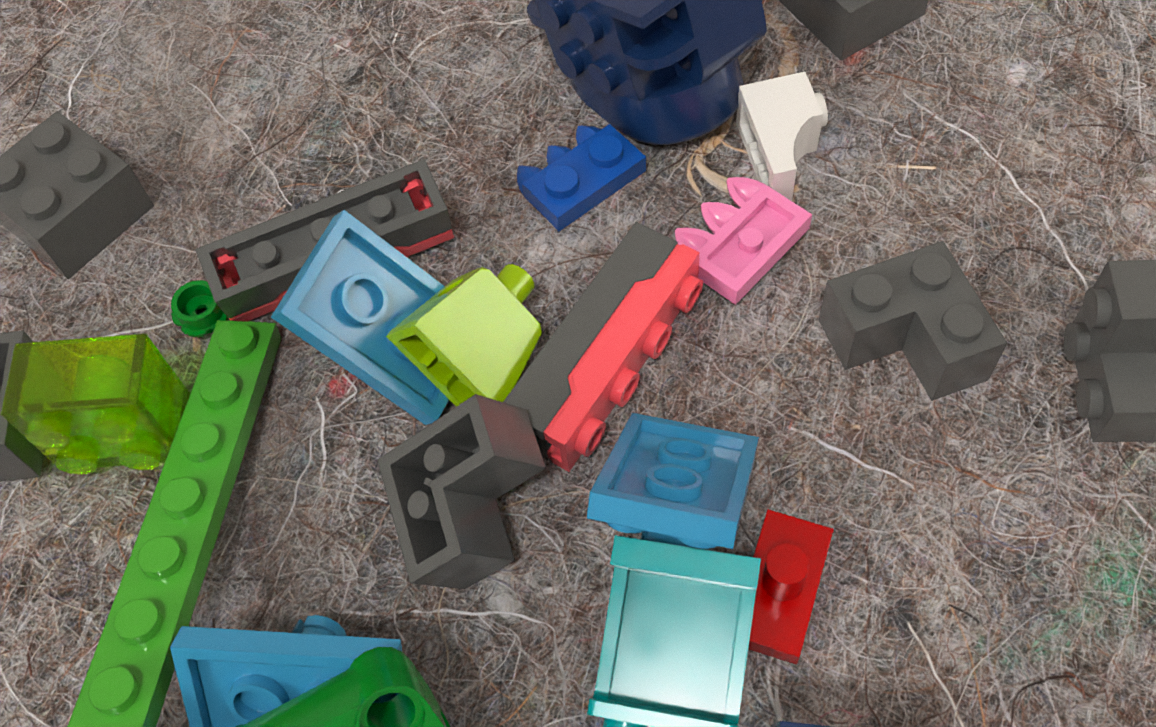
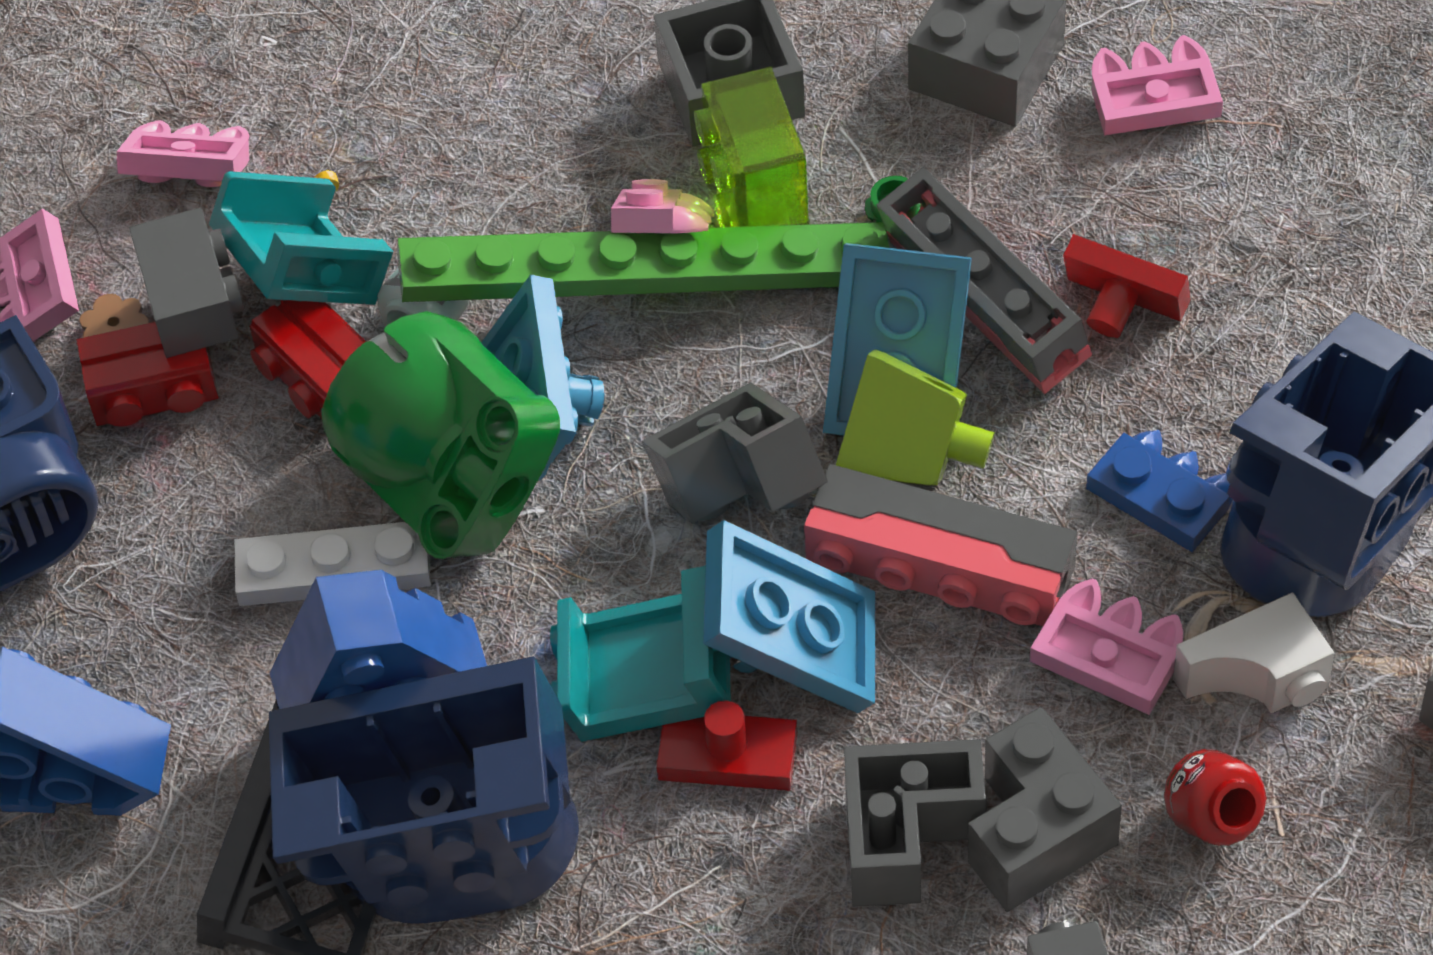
camera: 75 degrees right, 5 degrees down
(117, 517) = (656, 209): none -> plate
(174, 91) = (1154, 90): none -> bright pink plate
(367, 146) = (1123, 284): none -> red tile
(913, 442) = (906, 798): none -> dark grey brick
(922, 186) = (1215, 797): none -> red head

